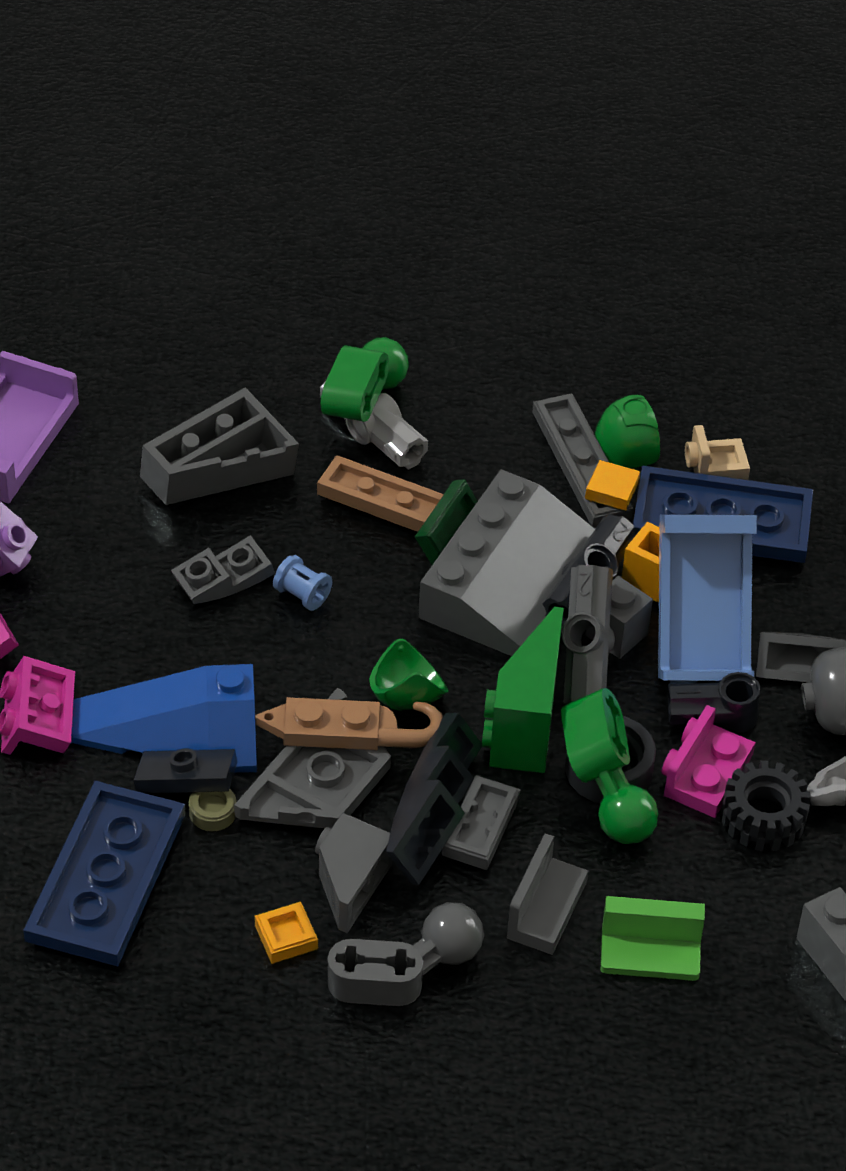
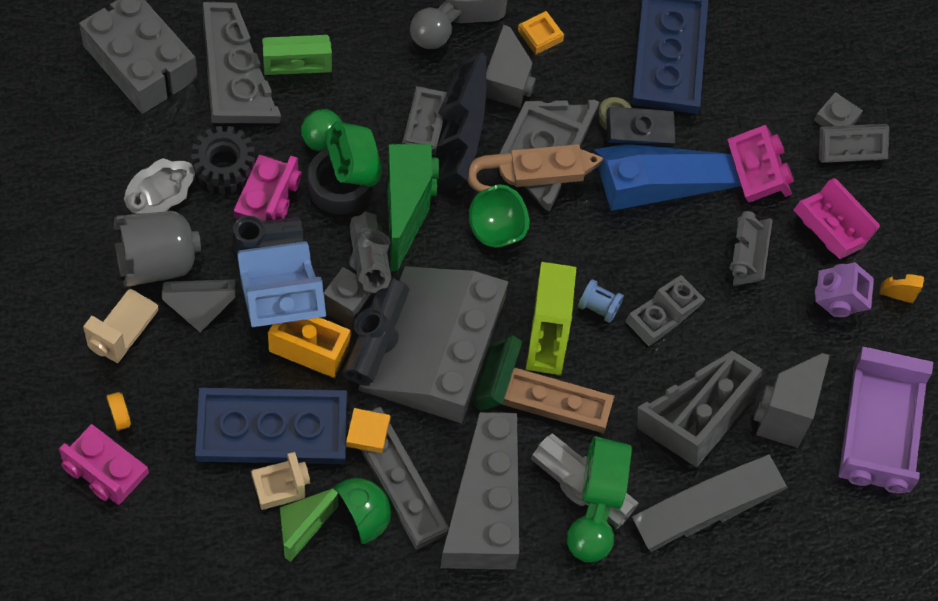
camera: 165 degrees right, 15 degrees up
(92, 609) = (752, 250): none -> dark grey hinge
(109, 433) = (791, 402): none -> dark grey slope
(214, 378) = (709, 502): none -> dark grey slope
(369, 564) = (551, 318): none -> lime slope
(488, 409) = (487, 508): none -> dark grey wedge
(545, 899) = (371, 72): dark grey panel -> none
(677, 425) = (304, 518): none -> bright green slope
(745, 926) = (233, 69): none -> dark grey wing

